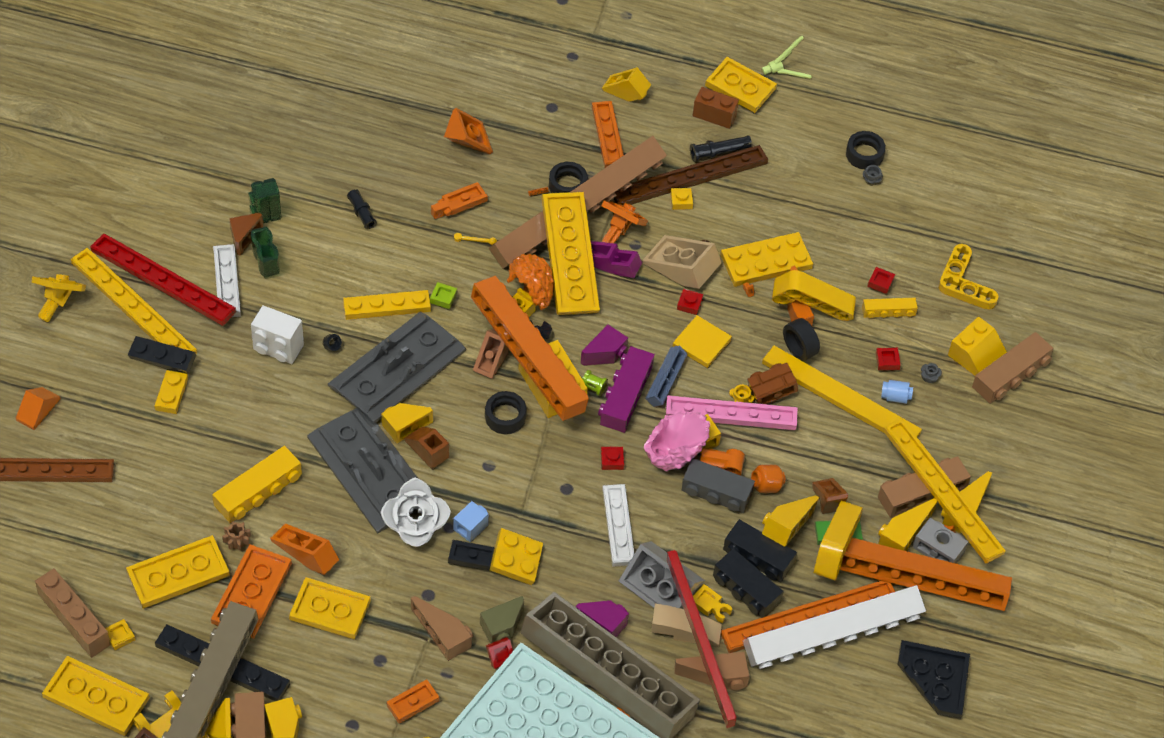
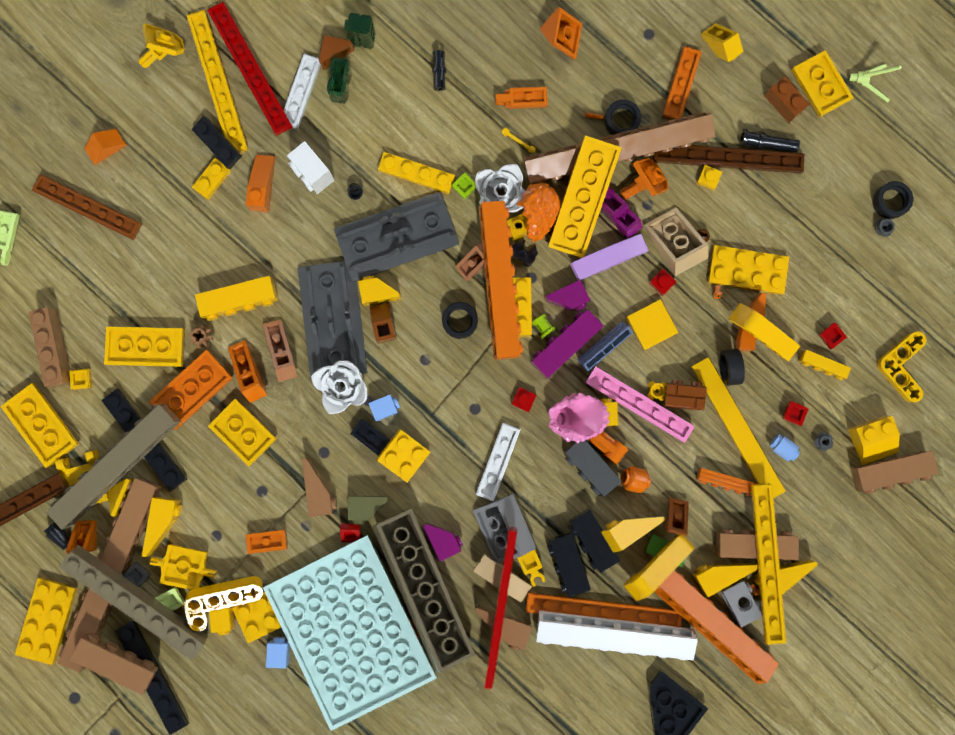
camera: 30 degrees right, 30 degrees up
(229, 375) = (260, 184): none -> orange slope
(333, 515) = (279, 350): none -> nougat slope
(482, 267) = (507, 178): none -> white brick
(626, 296) = (609, 257): none -> lavender slope
(858, 445) = (727, 482): none -> orange piece

